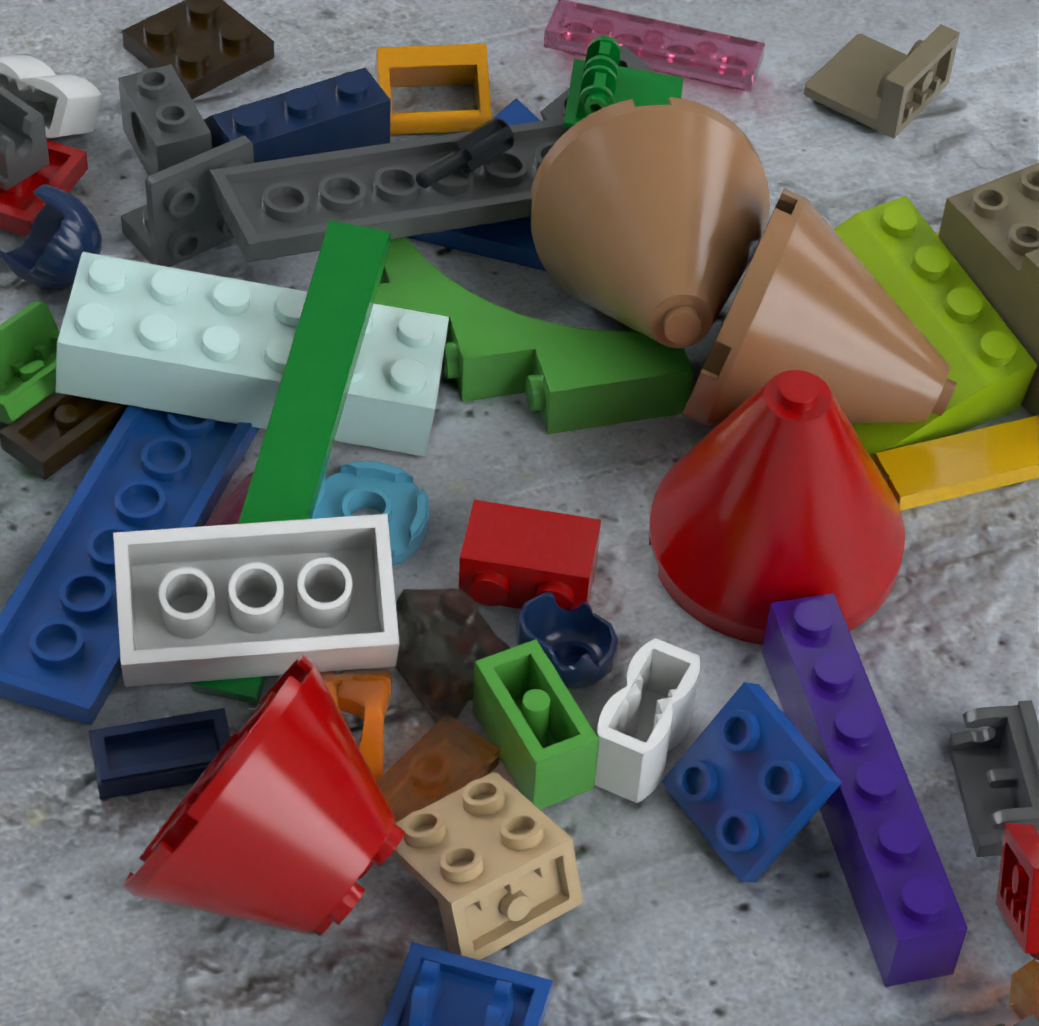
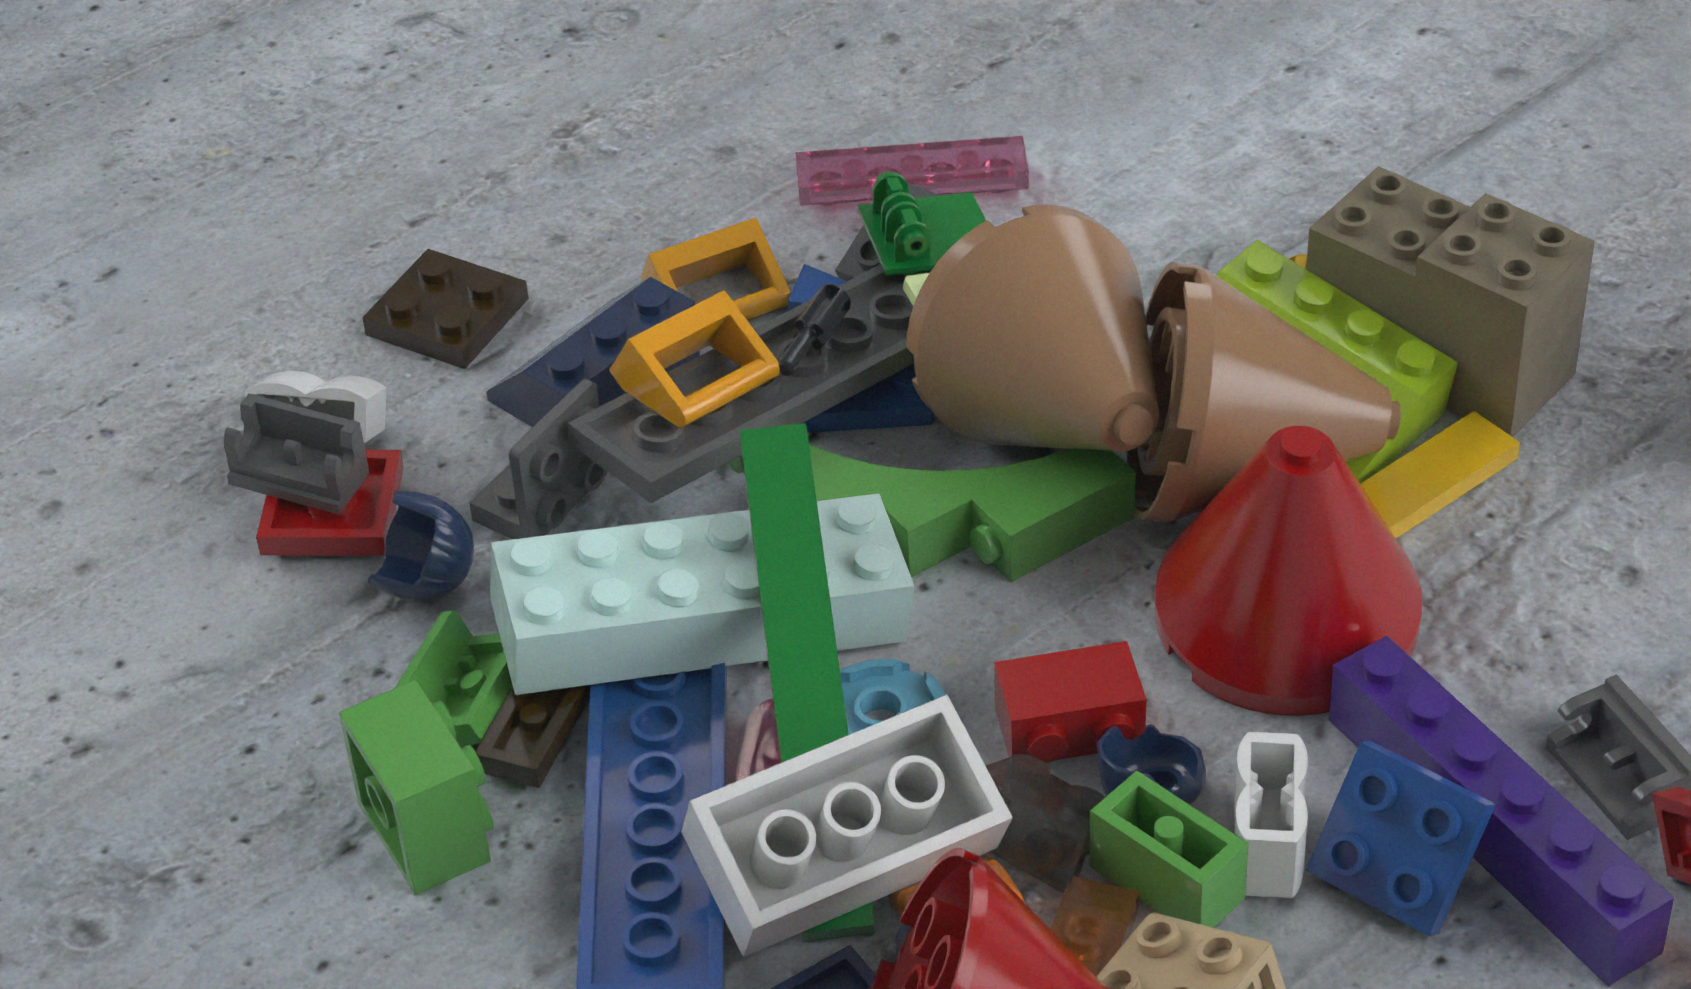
camera: 15 degrees left, 5 degrees down
(161, 119) = (469, 401): dark grey brick -> none
(342, 125) = (709, 323): none -> light orange tile
(884, 84) = (1154, 142): dark tan bracket -> none

